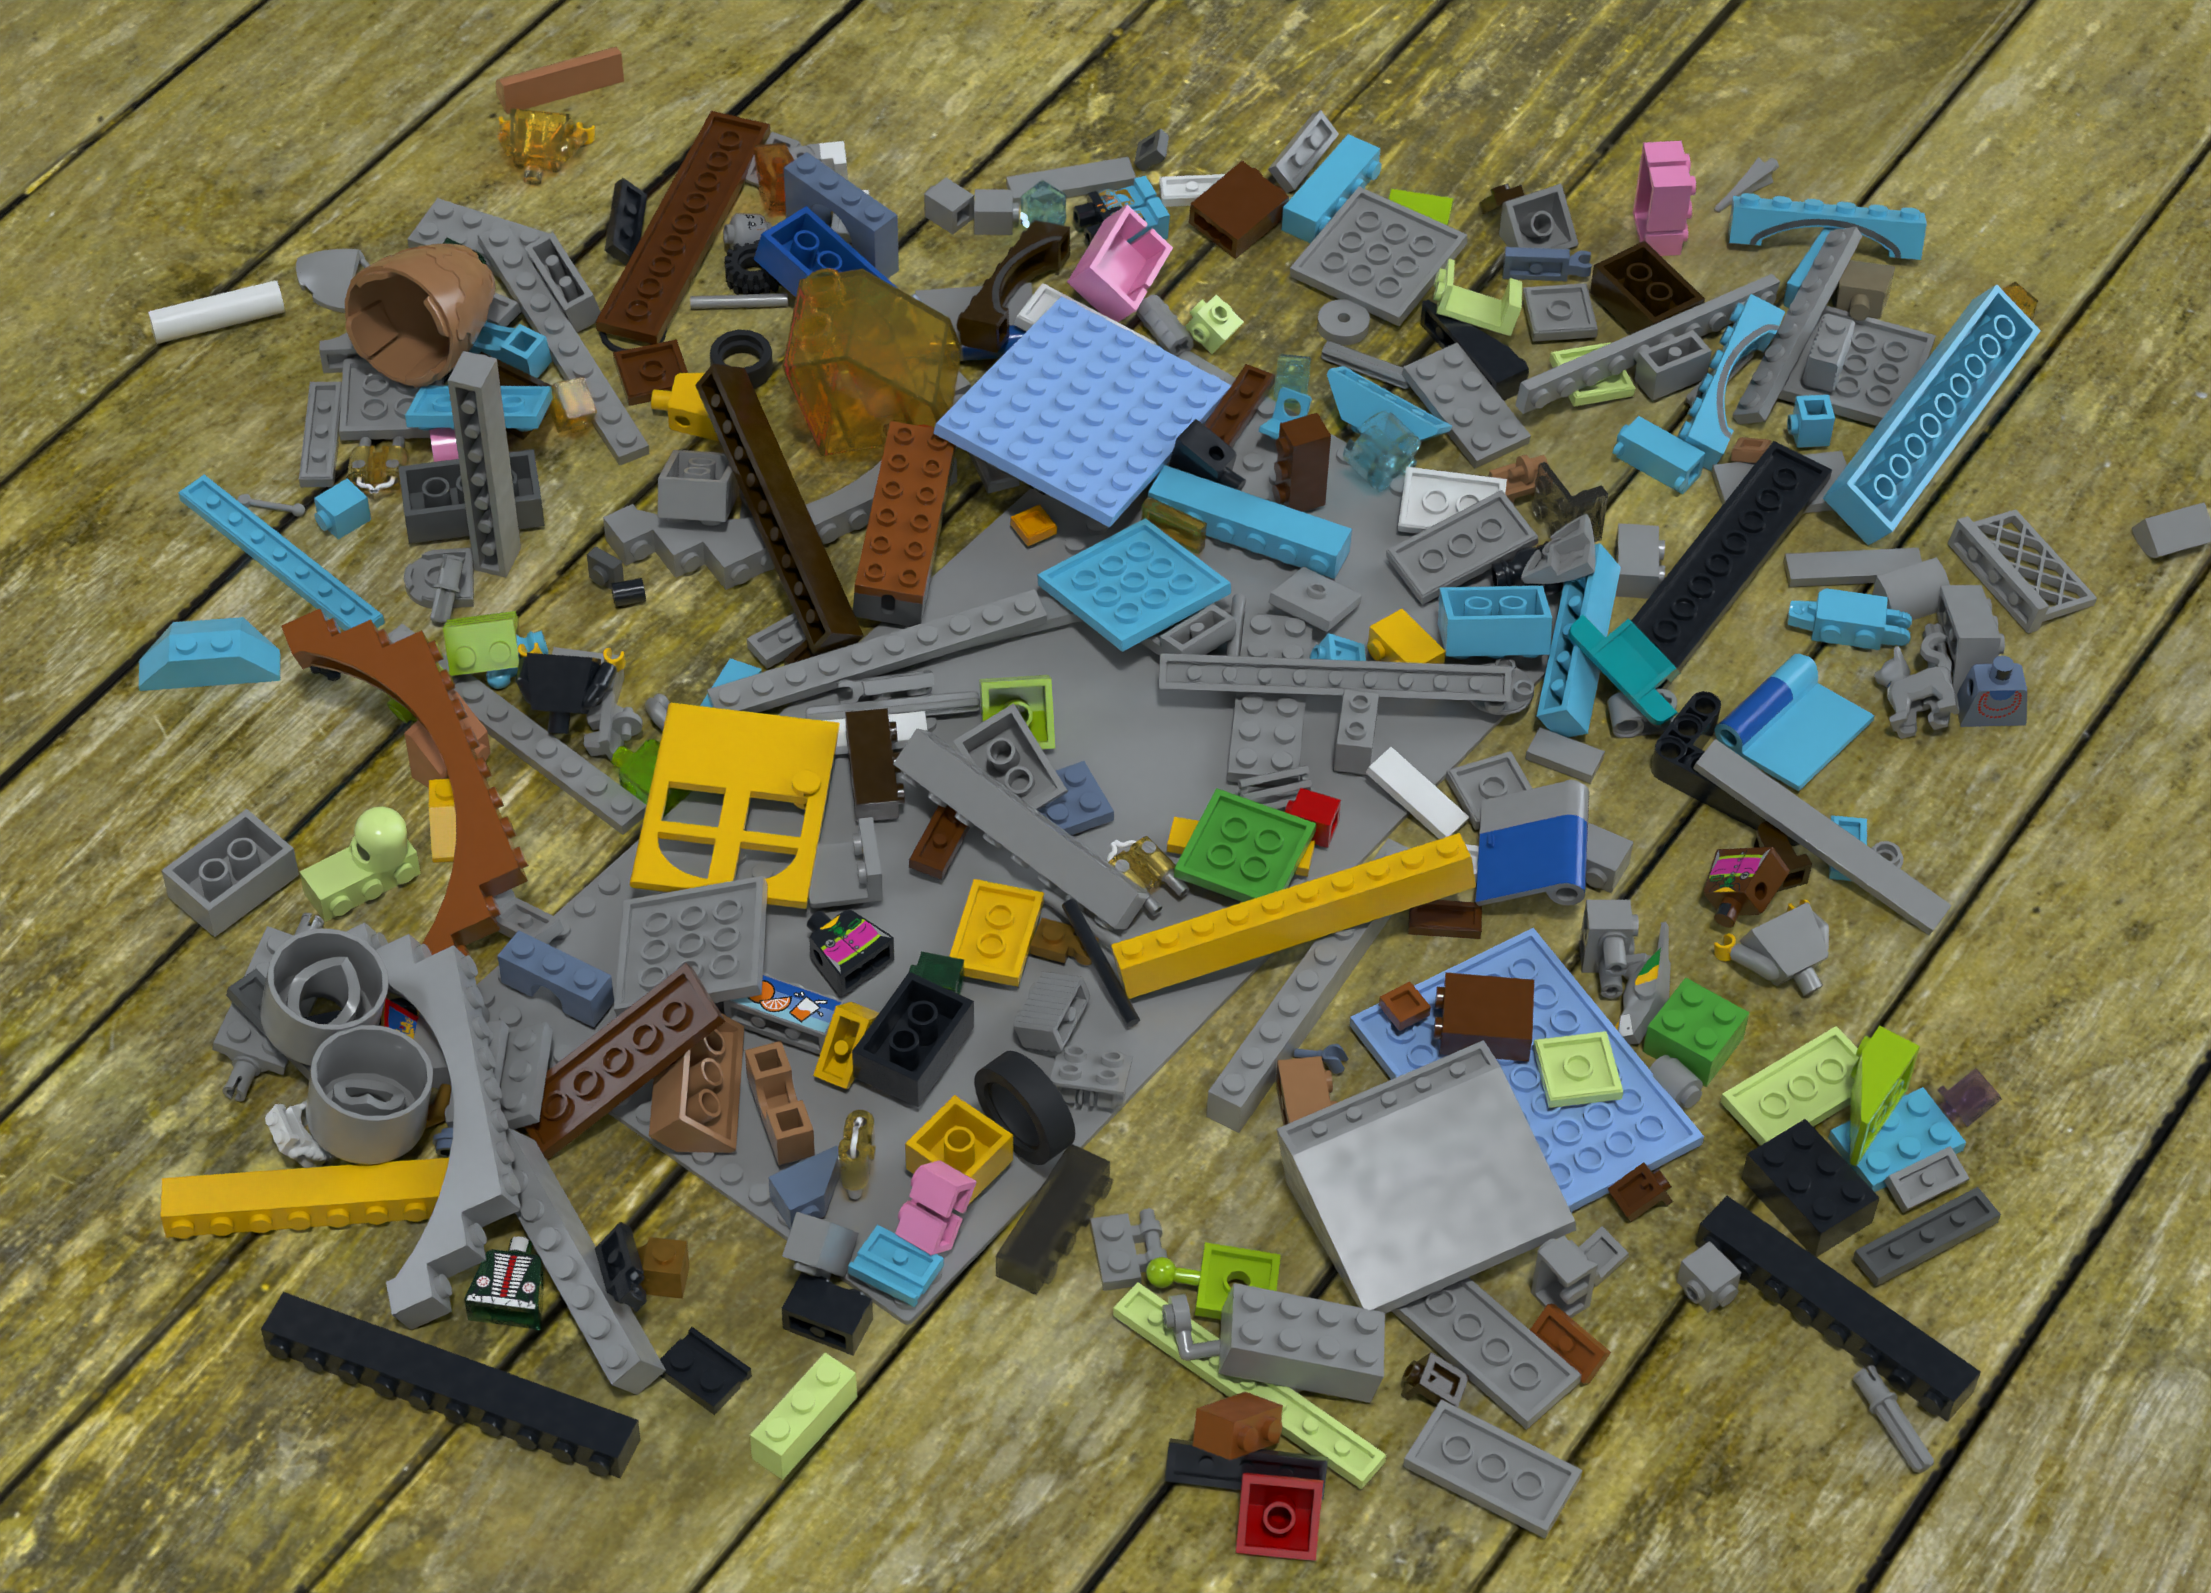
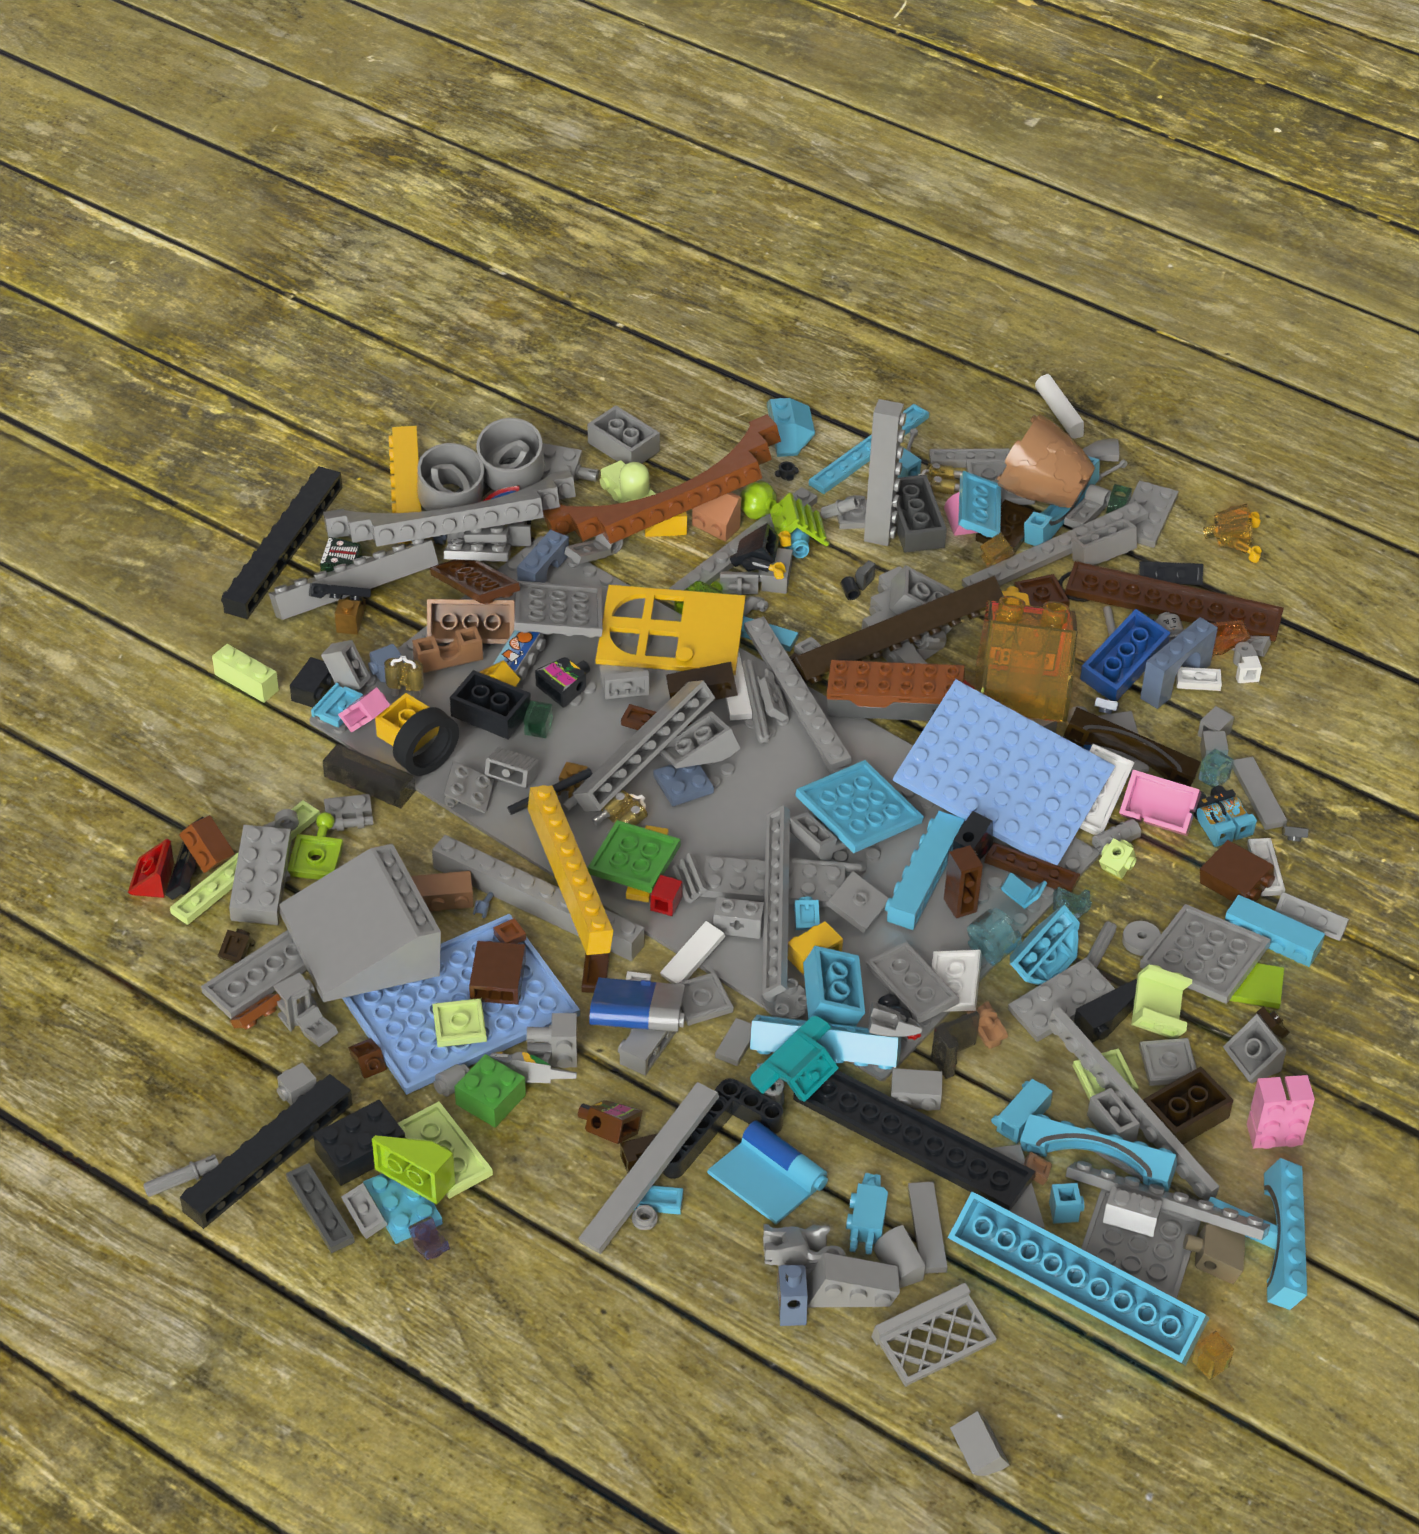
camera: 90 degrees right, 5 degrees down
(560, 80) = (1300, 539): nougat brick -> none
(704, 1370) = (285, 639): black plate -> none
(997, 931) = (576, 745): yellow plate -> none
(1031, 697) = (757, 753): lime slope -> none
(1178, 525) = (920, 827): clear yellow tile -> none
(1492, 1468) = (173, 971): light grey plate -> none
(1544, 264) = (1217, 1057): sand blue plate -> none
(1756, 177) = (1345, 1199): light grey piece -> none
(1783, 948) = (560, 1146): light grey torso -> none

